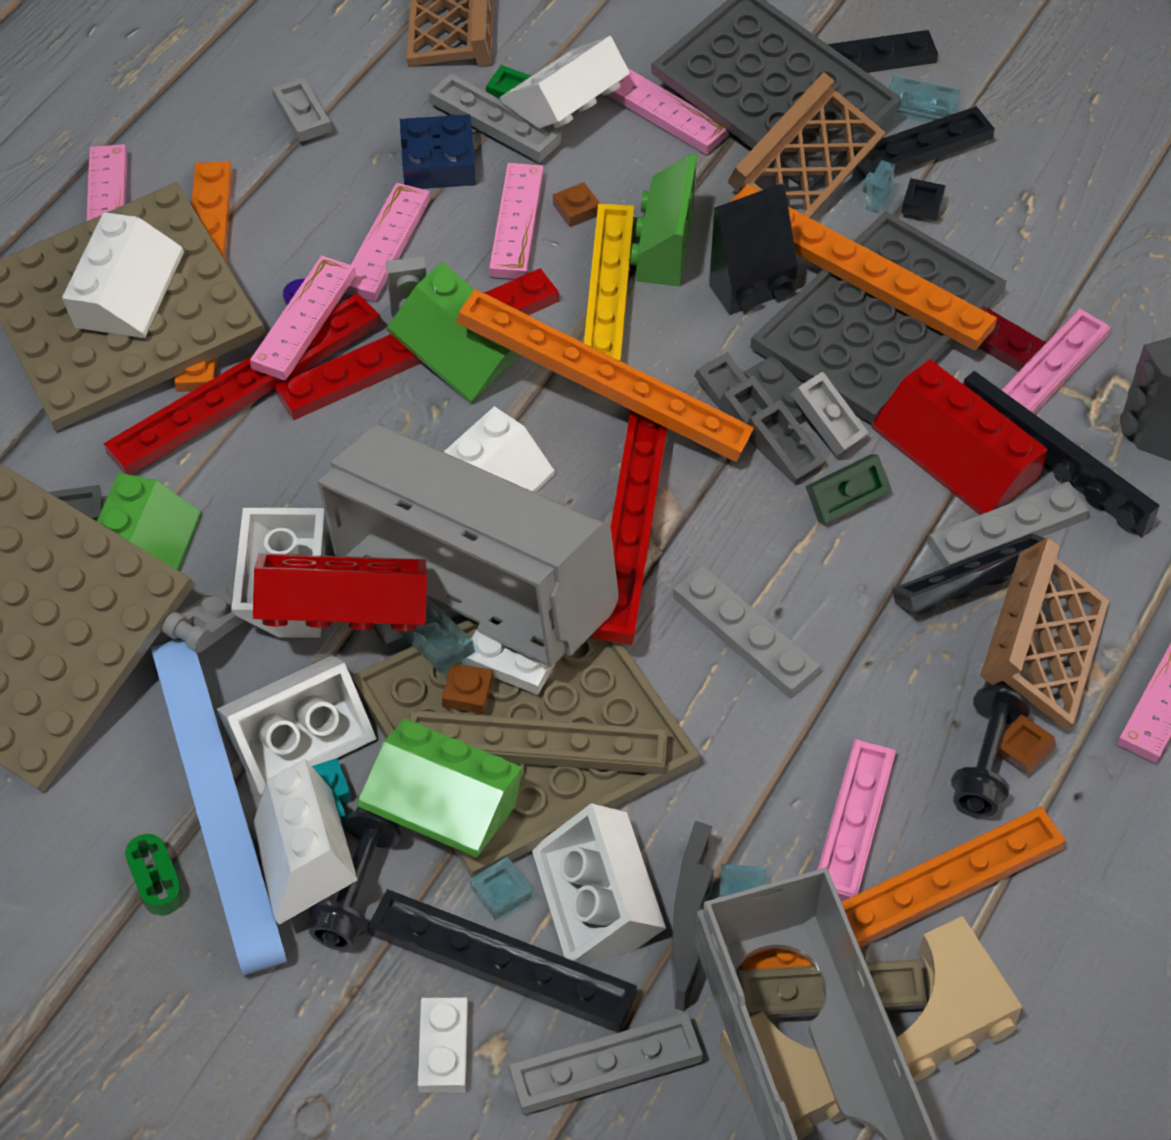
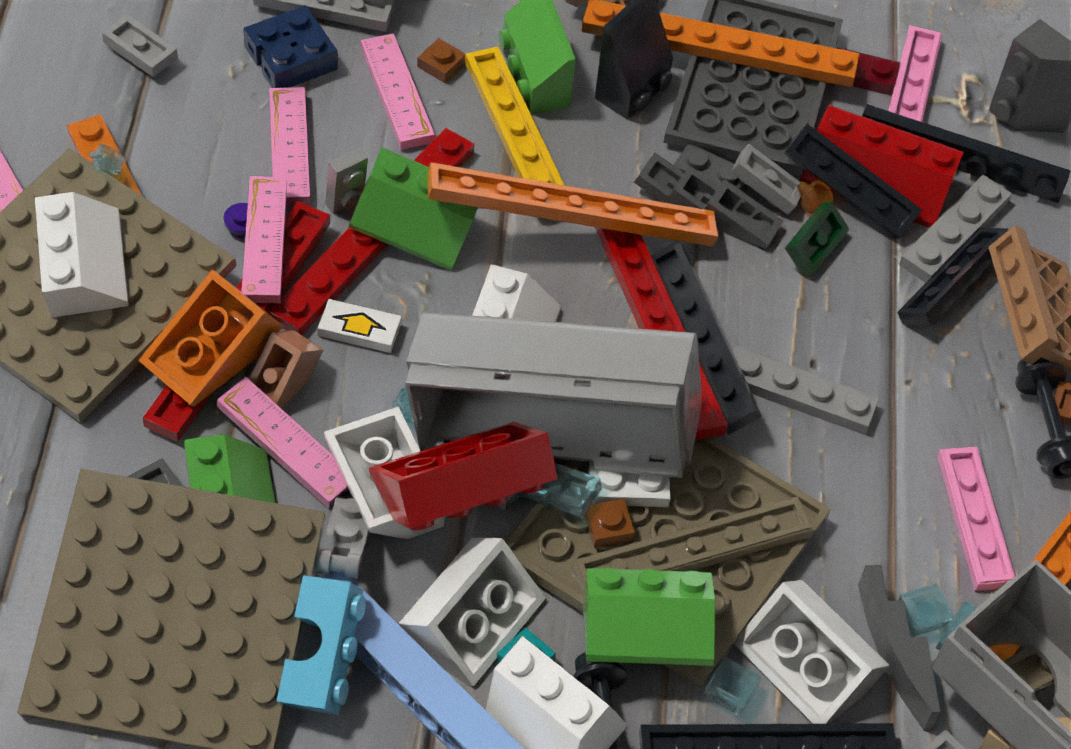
camera: 30 degrees left, 0 degrees up
(152, 679) = (321, 680): none -> medium azure arch
(197, 390) = (209, 340): none -> orange slope
(202, 201) = (106, 160): none -> clear light blue plate
(214, 499) = (284, 440): none -> bright pink tile
(251, 443) = (285, 366): none -> nougat slope
(342, 420) = (359, 326): none -> white tile
(670, 546) = (713, 348): none -> black plate
(871, 443) = (814, 195): none -> clear orange plate
(915, 444) = (853, 181): none -> black plate

